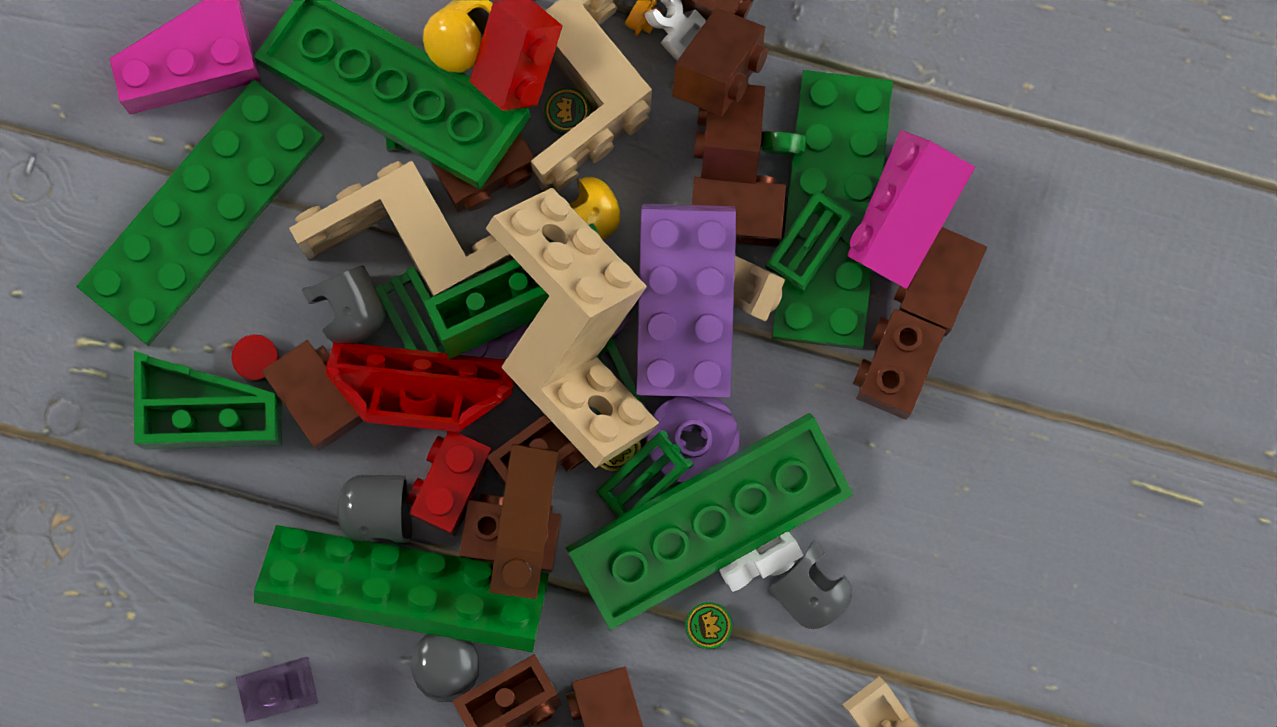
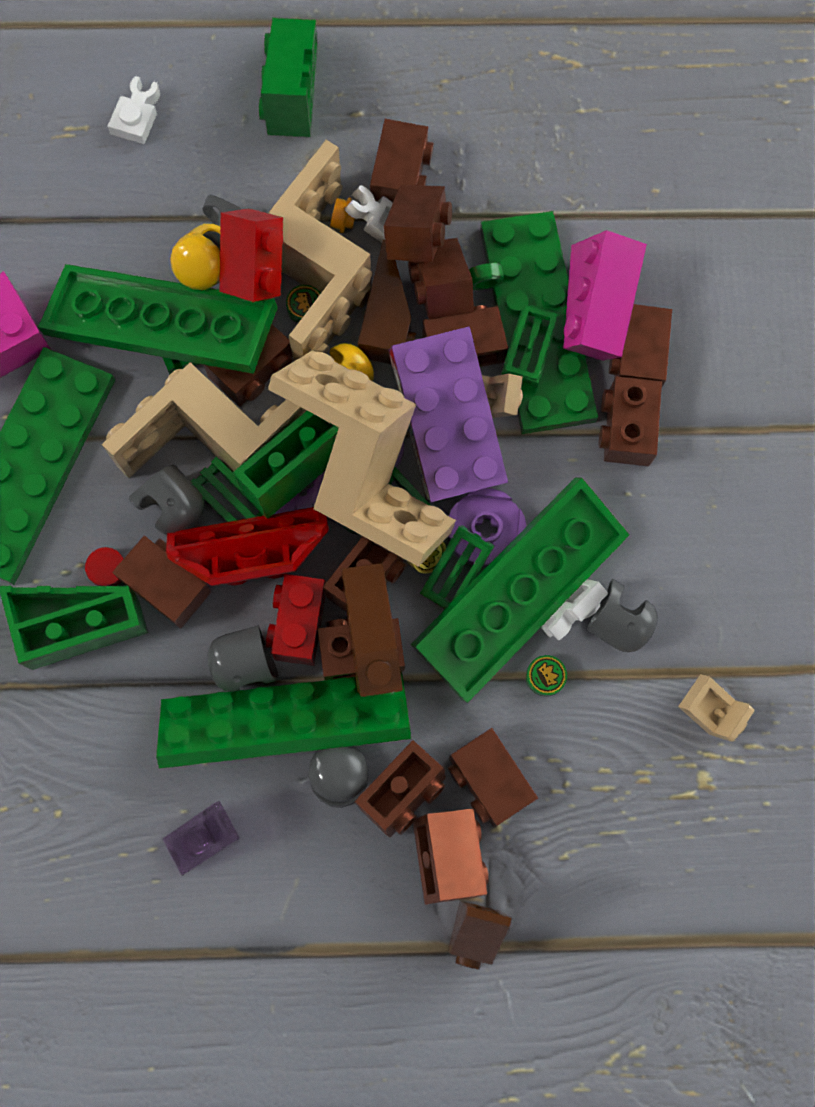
camera: 20 degrees left, 5 degrees down
(655, 159) = (387, 312): none -> reddish brown slope

